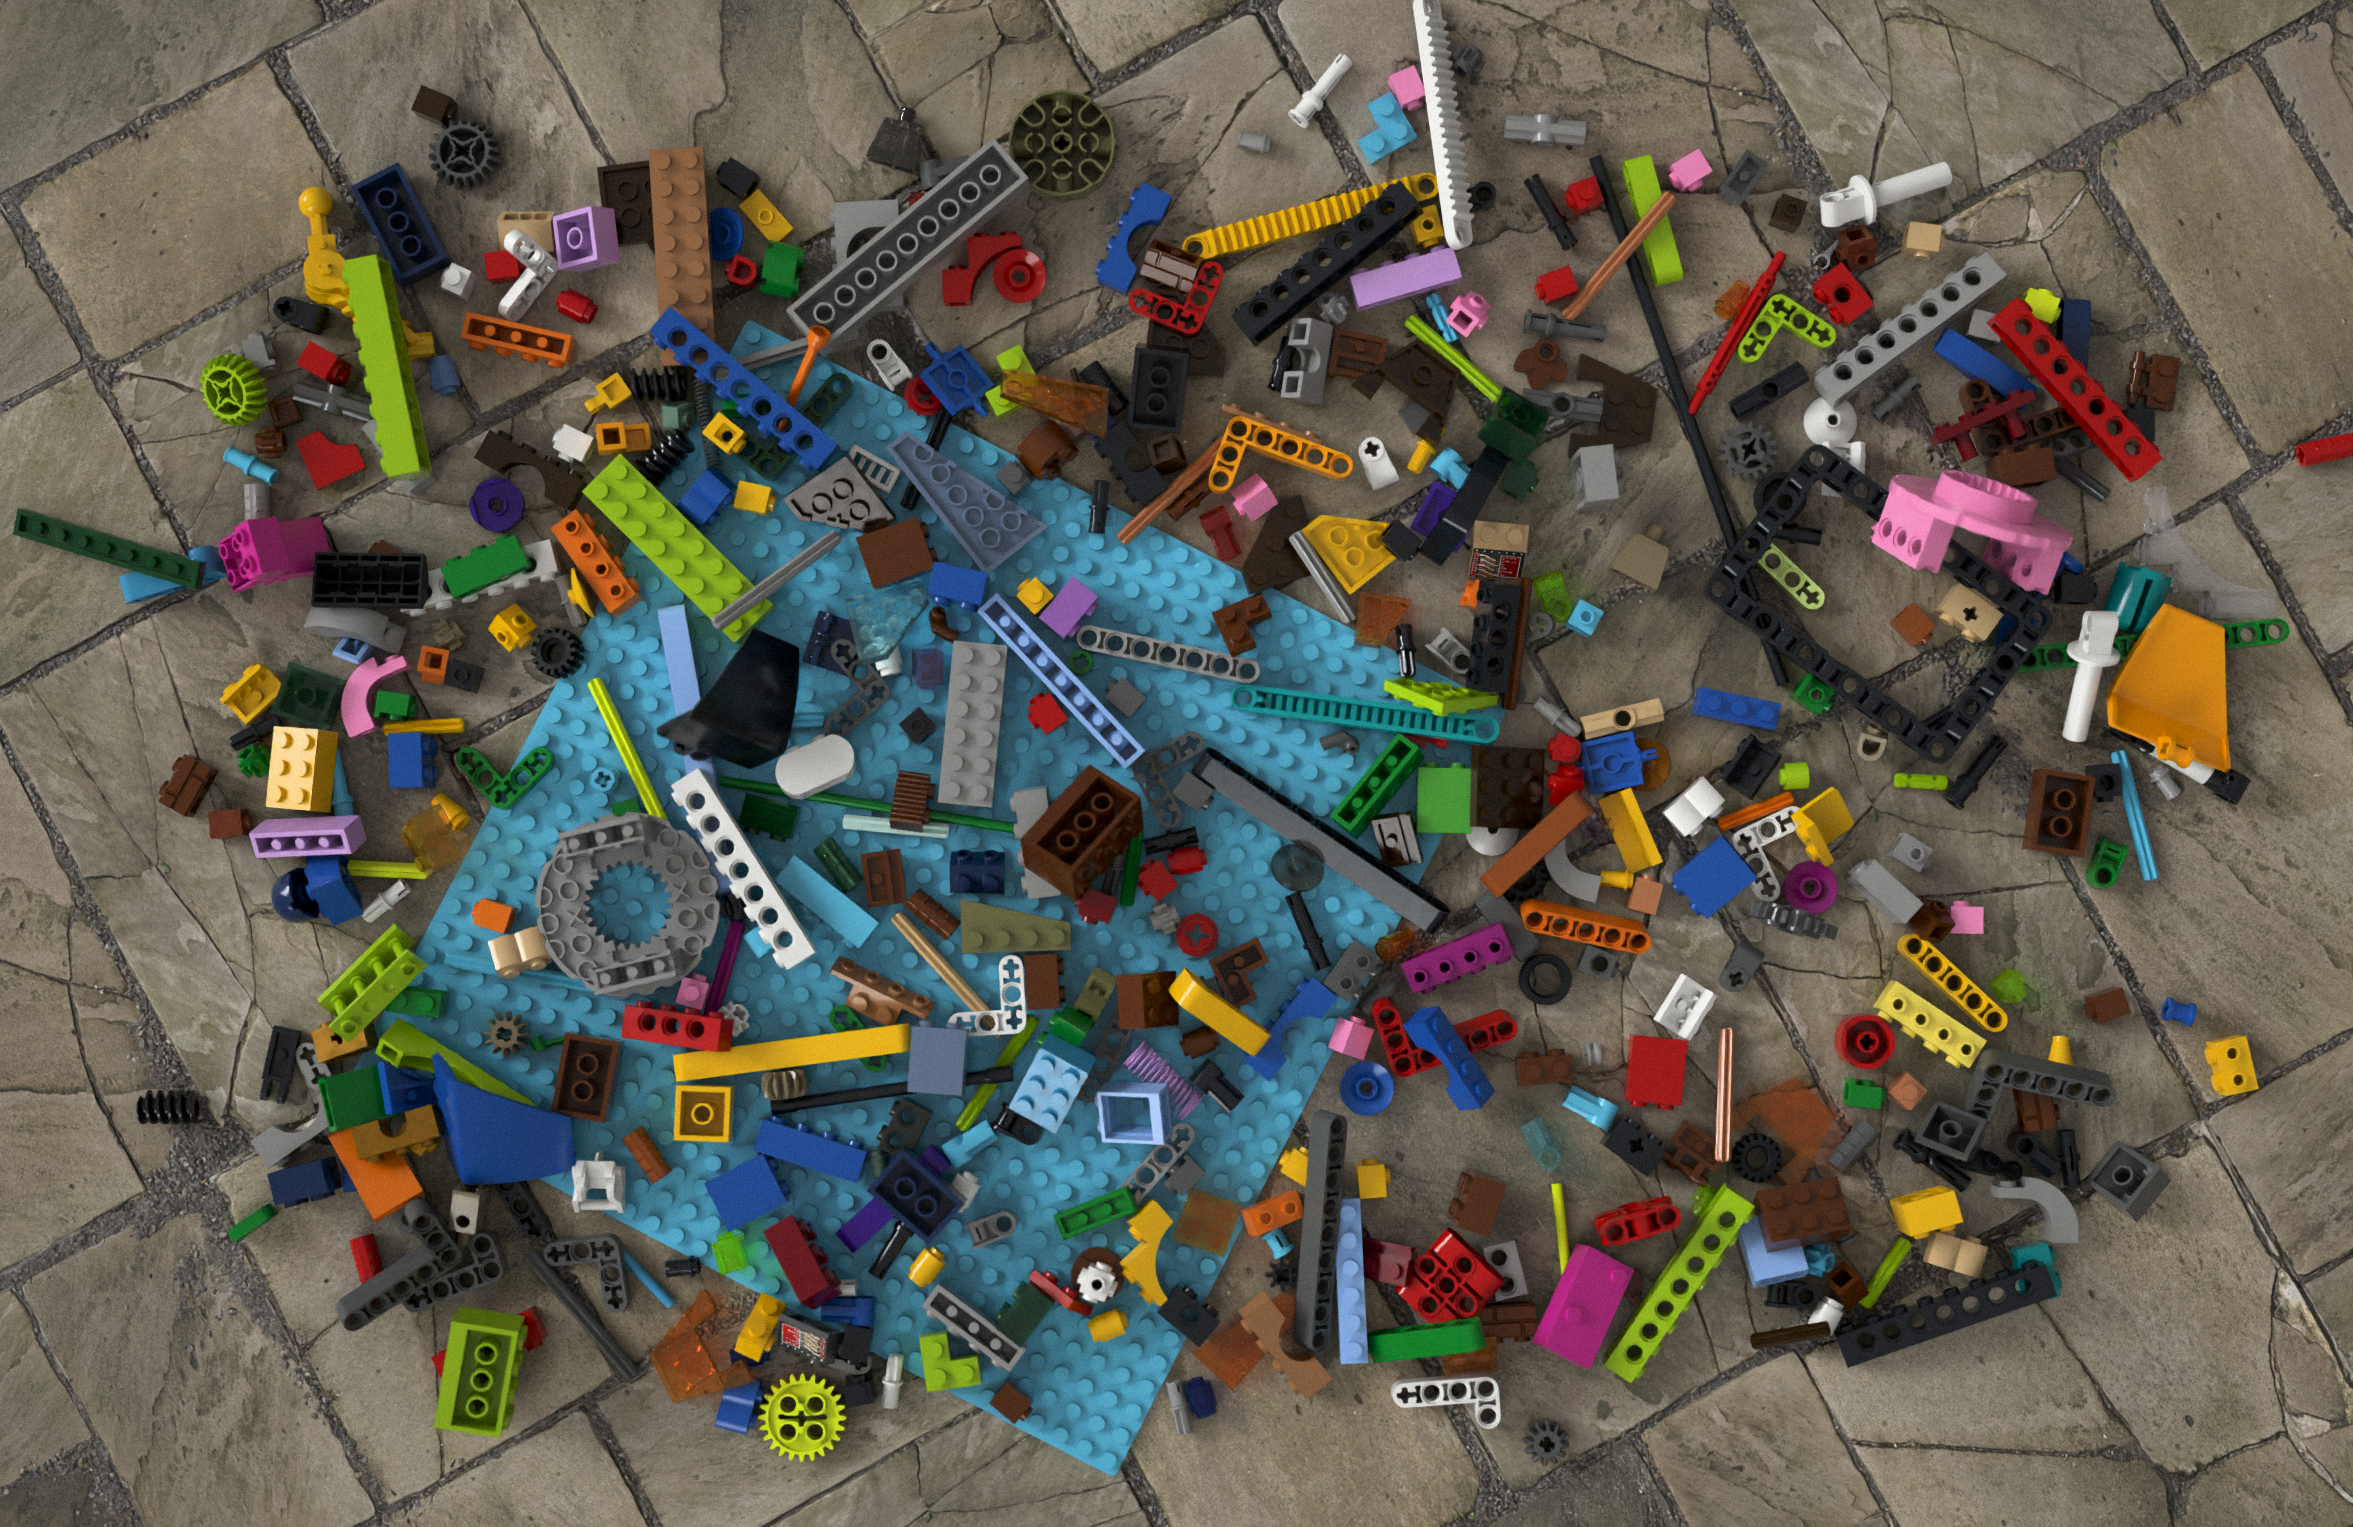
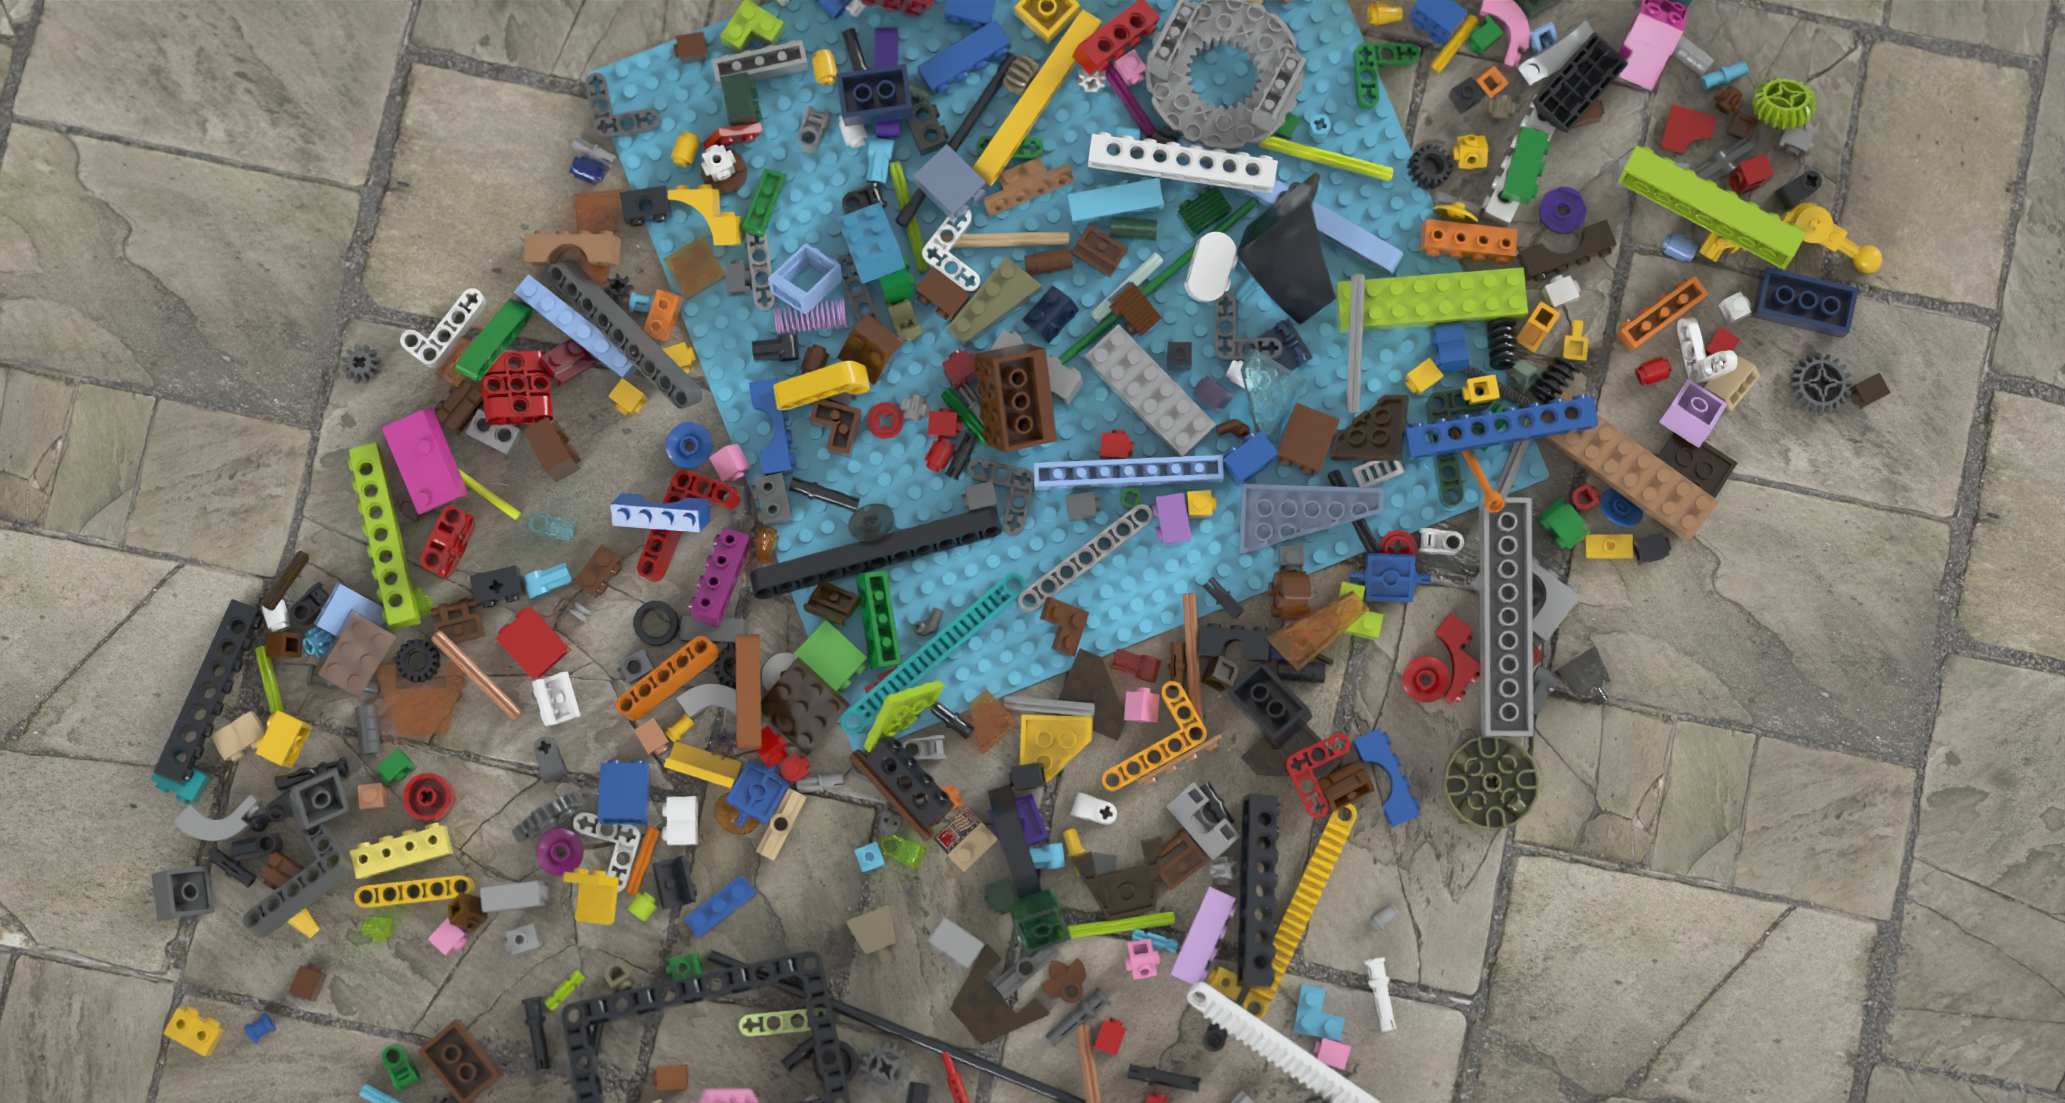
camera: 135 degrees right, 5 degrees down
(1137, 1423) = (607, 116): none -> dark grey beam

